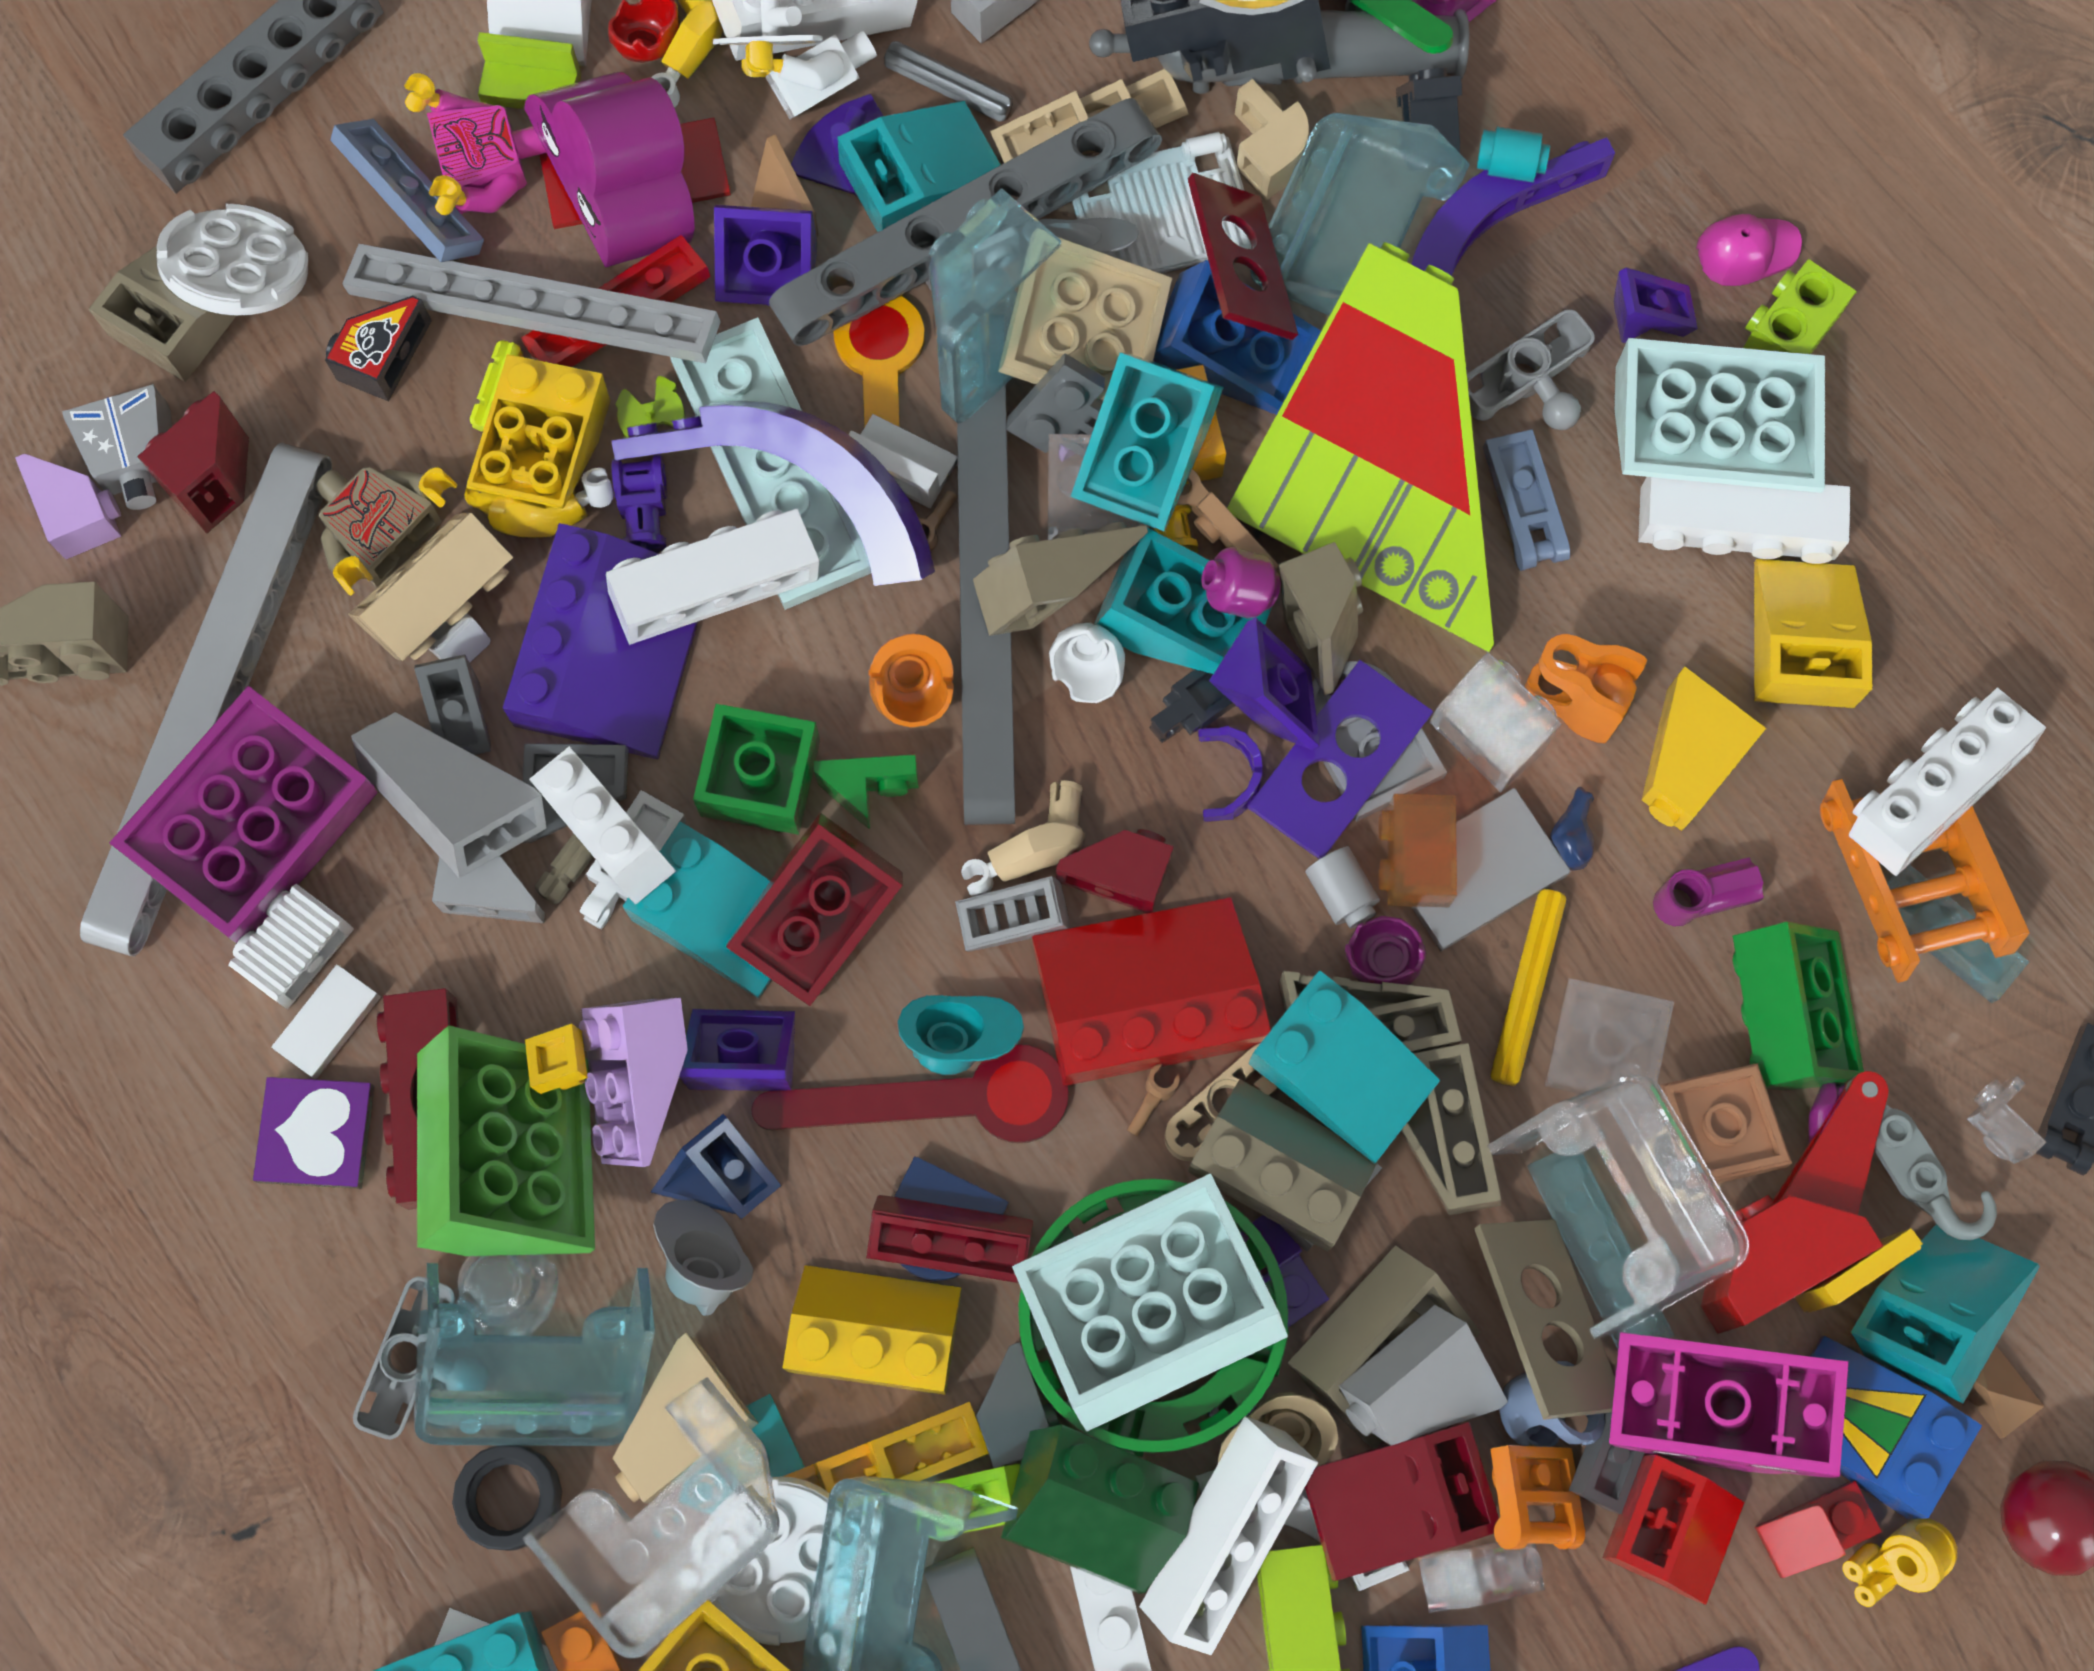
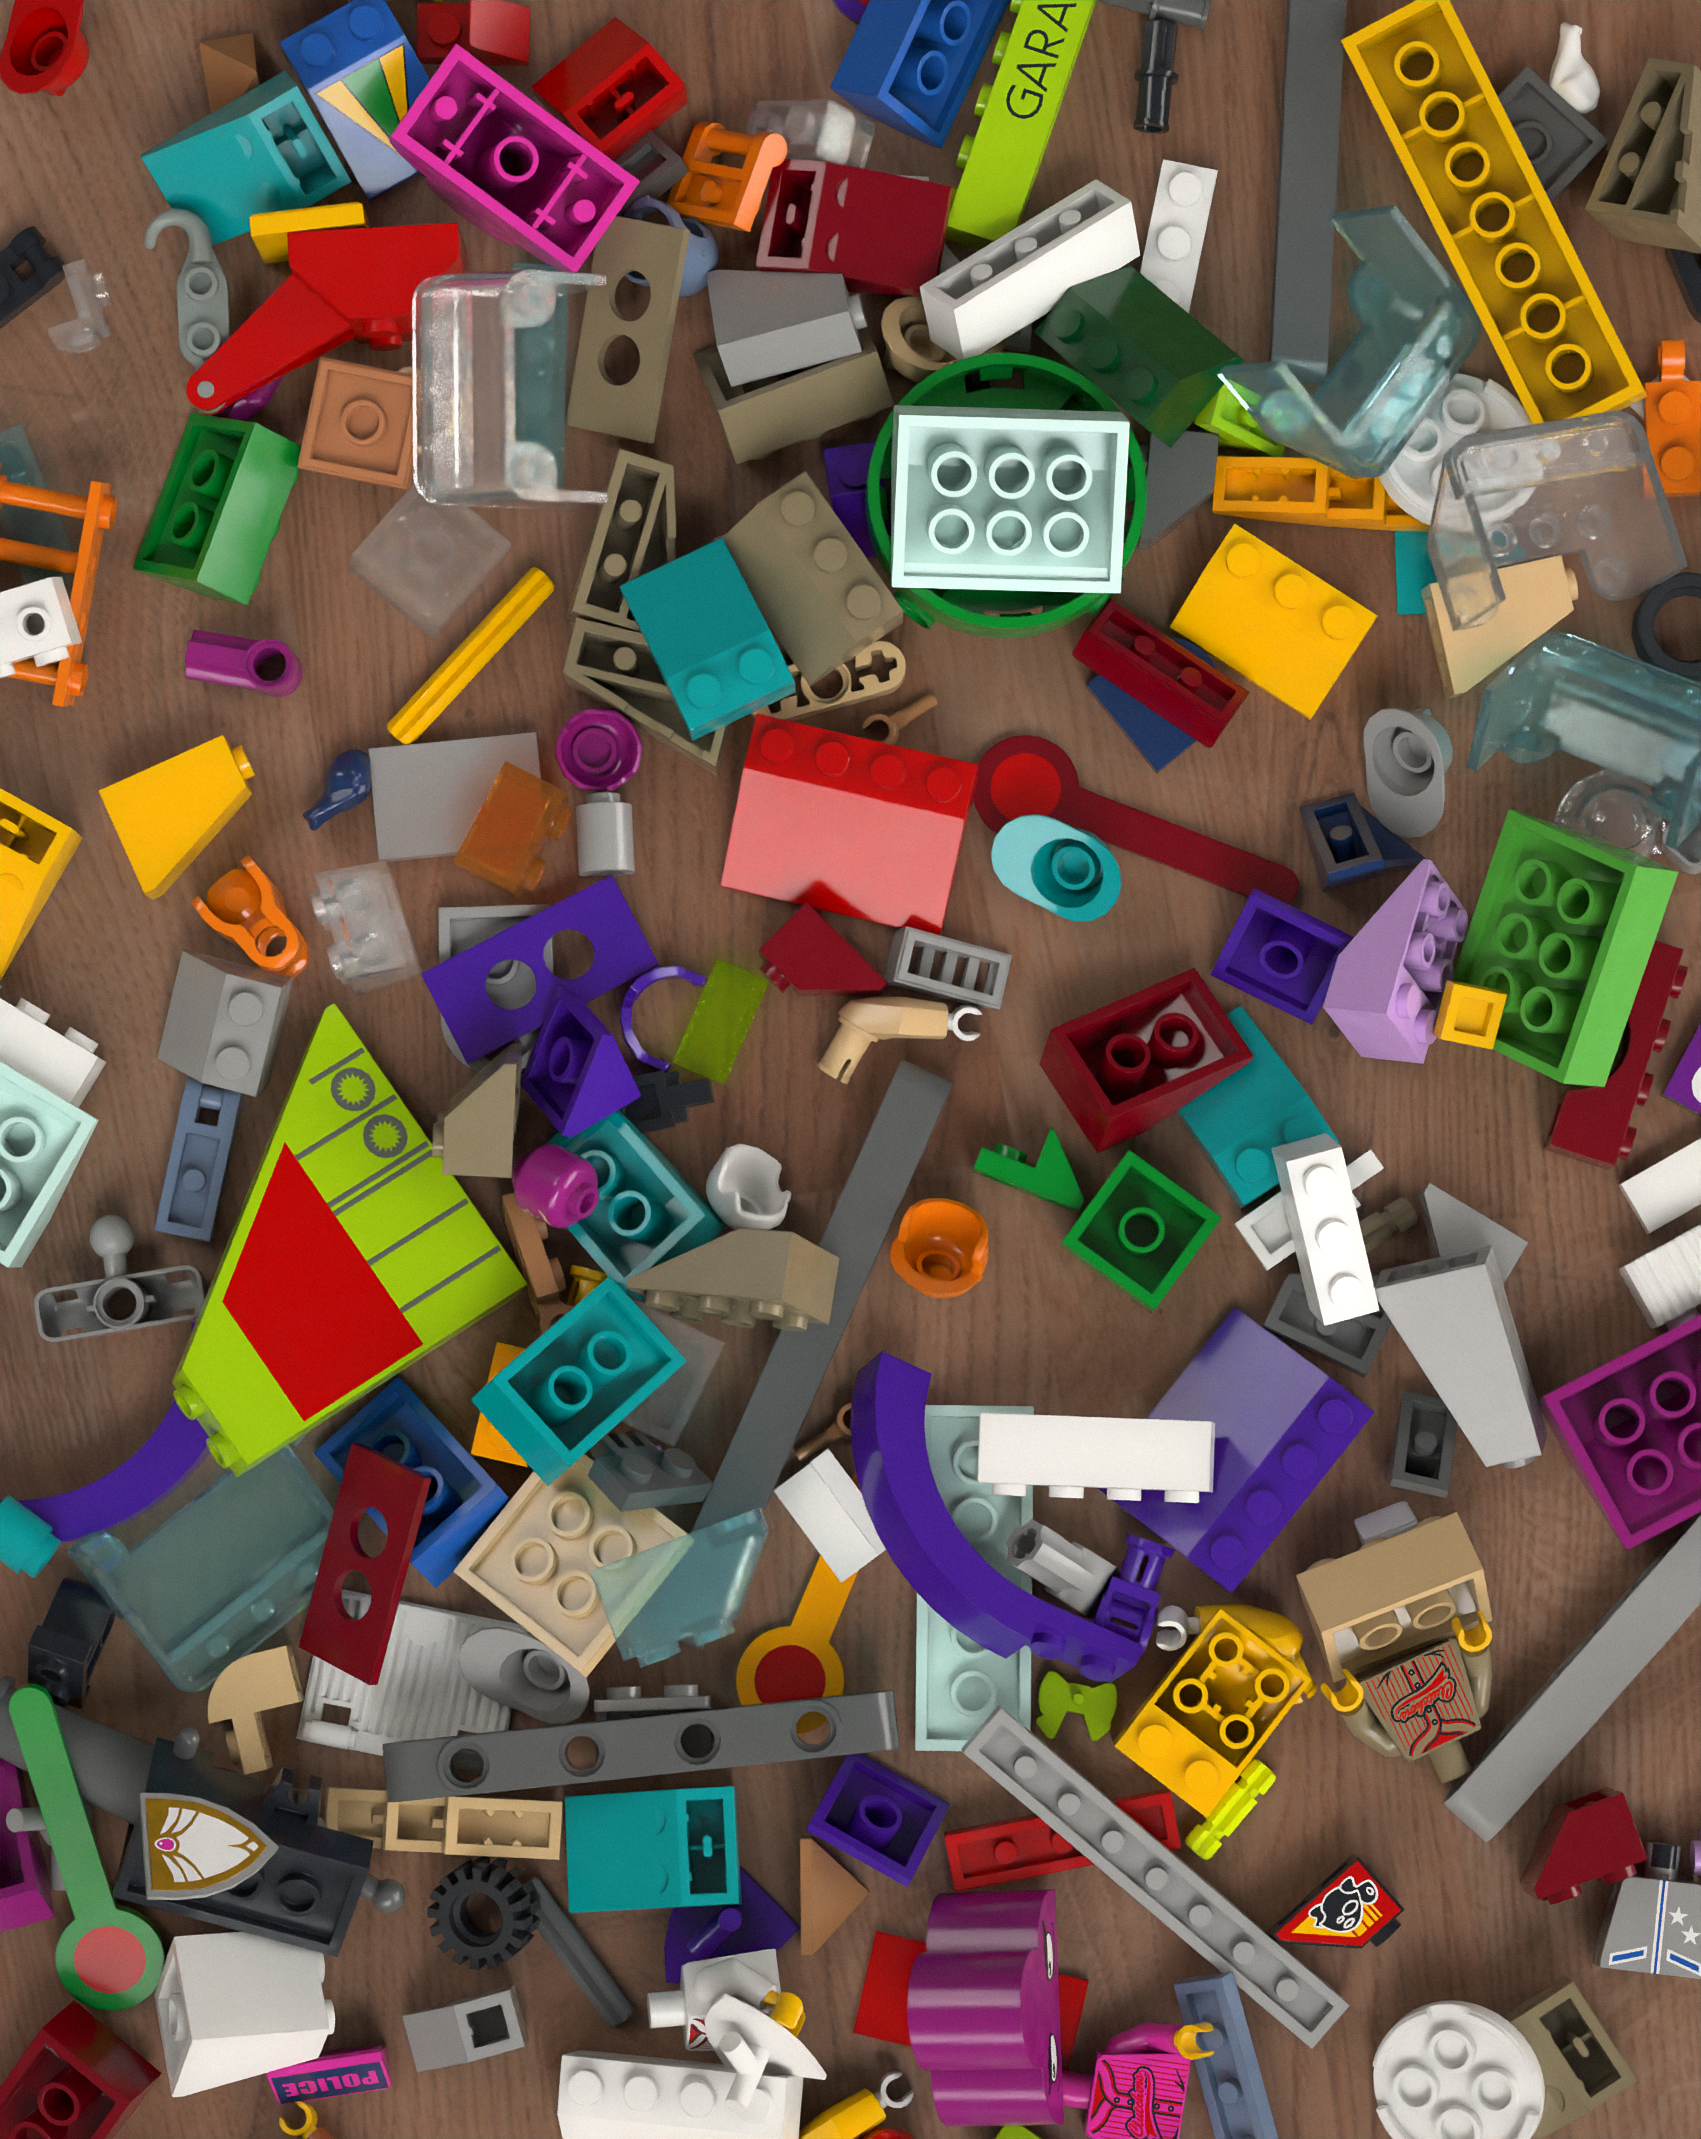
camera: 150 degrees left, 10 degrees up
(701, 492) = (1064, 1568): none -> light grey piece
(1016, 51) = (458, 1928): none -> black tyre
(1176, 789) = (721, 1022): none -> clear neon green tile
(1561, 593) = (224, 1022): none -> light grey slope

